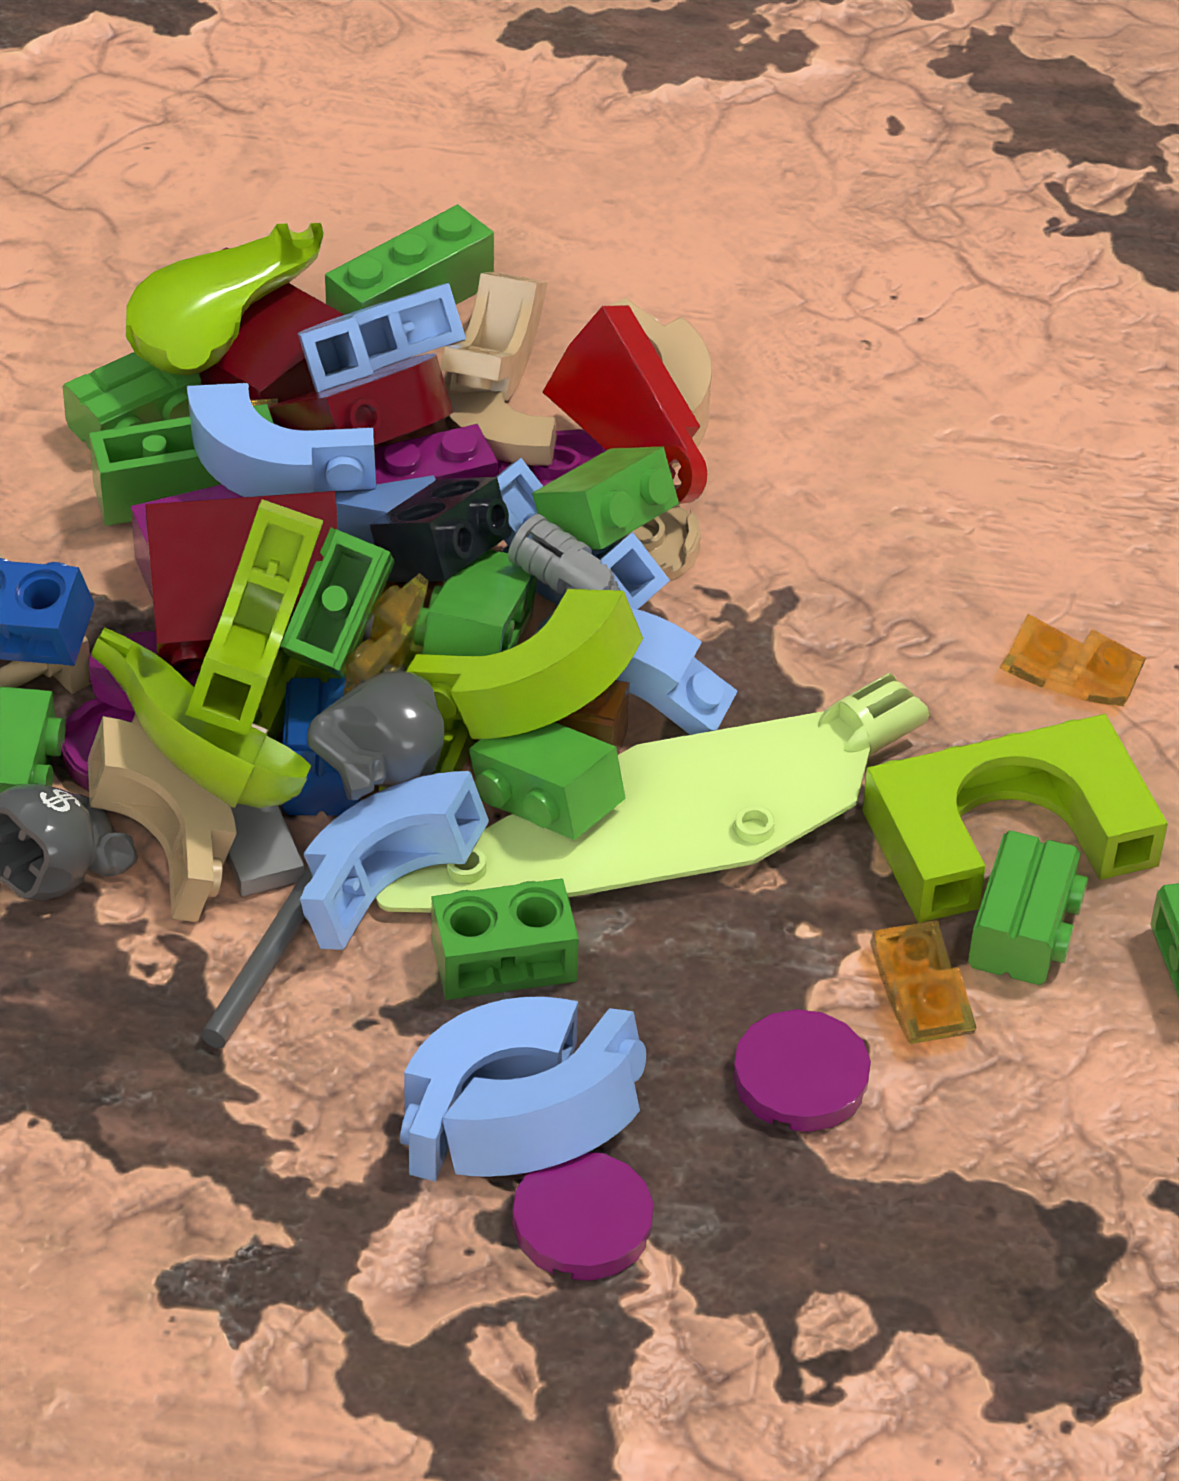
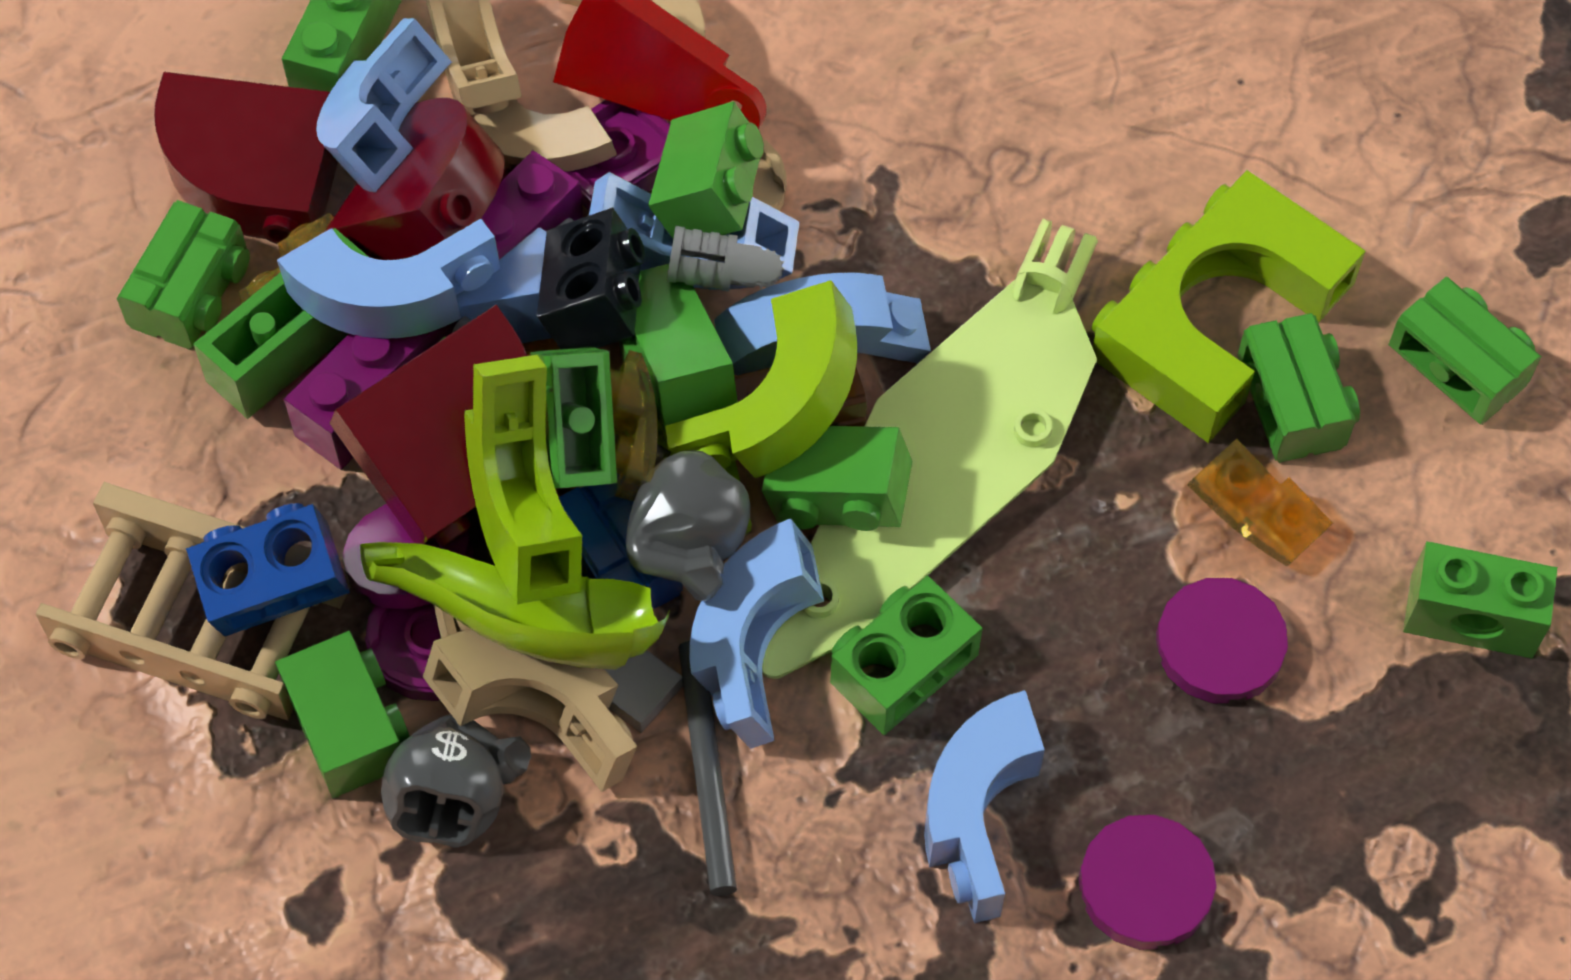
camera: 30 degrees left, 15 degrees up
(193, 308) = (196, 150): lime animal -> none
(552, 1114) = (1078, 809): light blue arch -> none
(1063, 1145) = (1480, 600): none -> bright green brick
(1089, 671) = (1176, 125): clear yellow slope -> none

